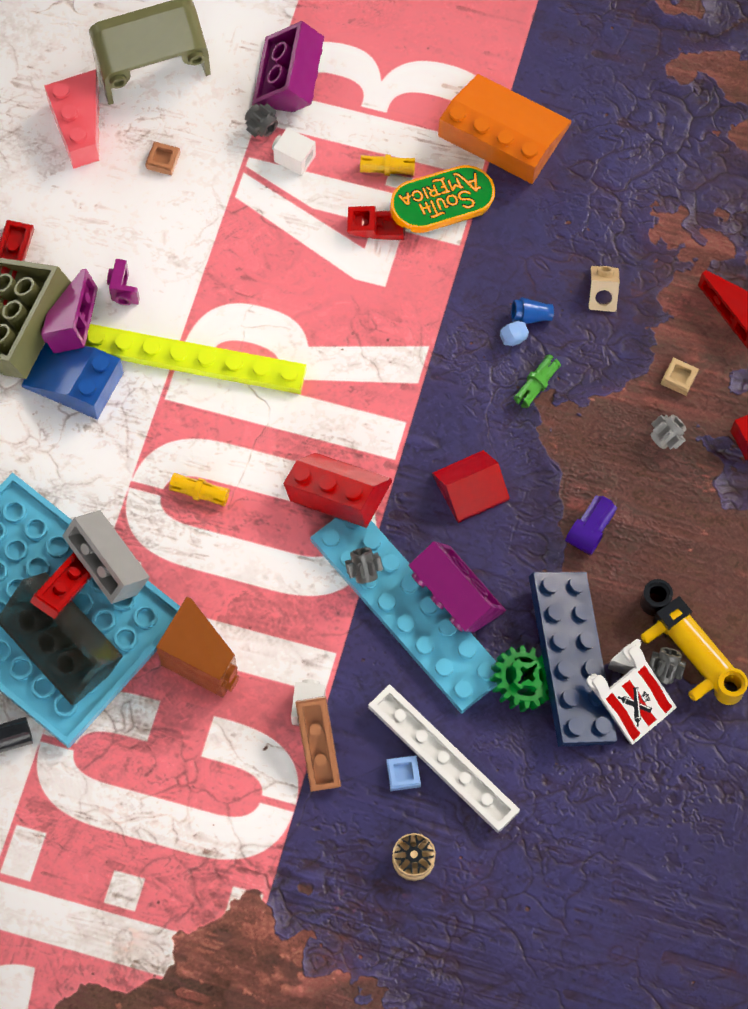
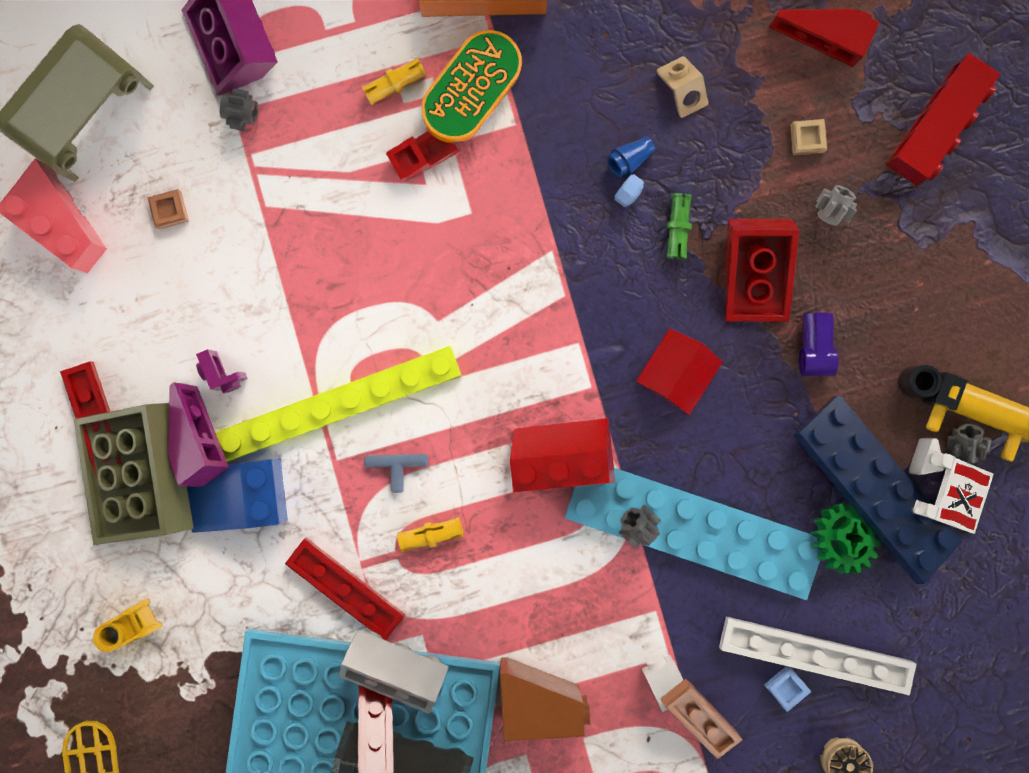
camera: 30 degrees left, 20 degrees up
(105, 487) = (345, 588): none -> red tile
(207, 425) = (396, 465): none -> sand blue piece
(294, 151) = (292, 123): white brick -> none
(455, 587) = (736, 490): magenta slope -> none
(578, 445) = (760, 269): none -> red slope

